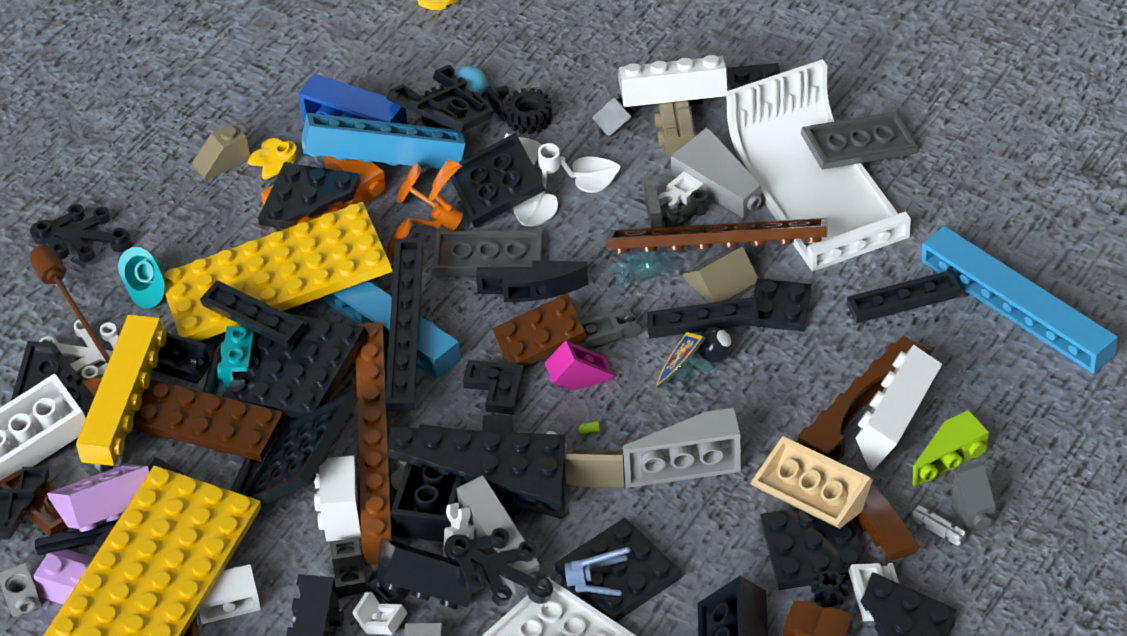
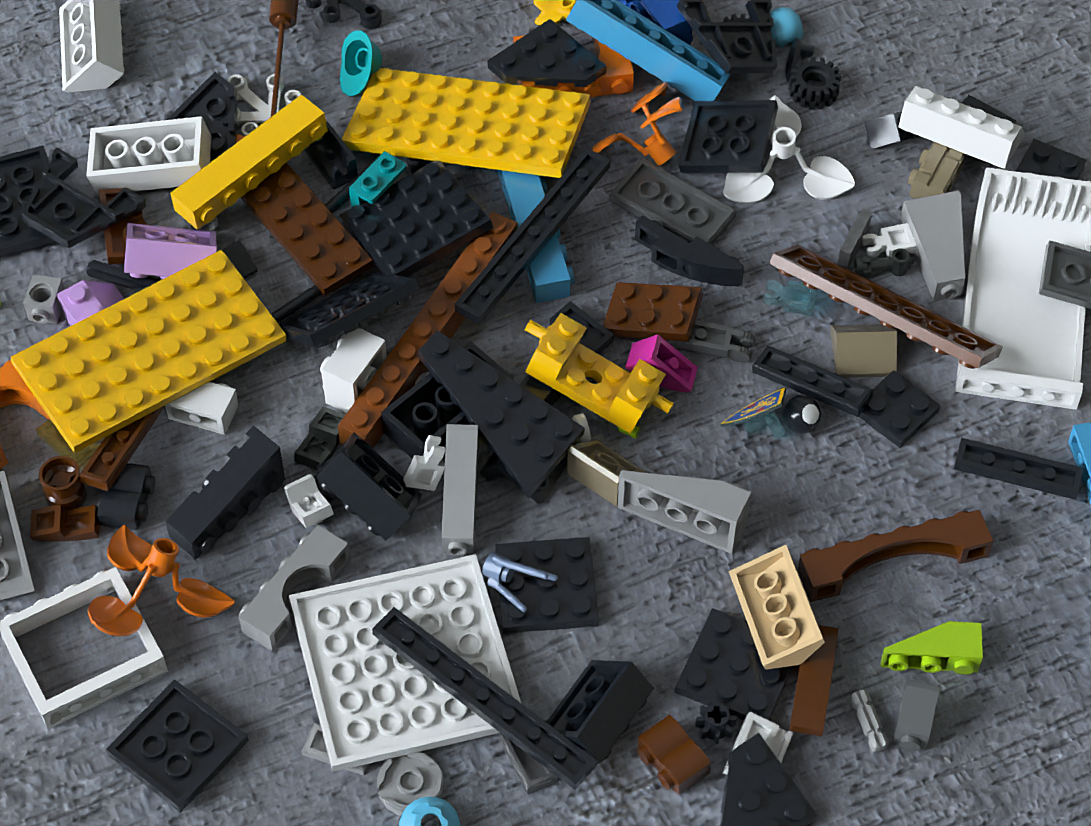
camera: 30 degrees right, 10 degrees up
(253, 313) = (408, 152): black plate -> none
(496, 565) = (428, 517): black plant -> none
(522, 403) = (566, 363): none -> yellow brick
(895, 404) = (912, 577): white slope -> none

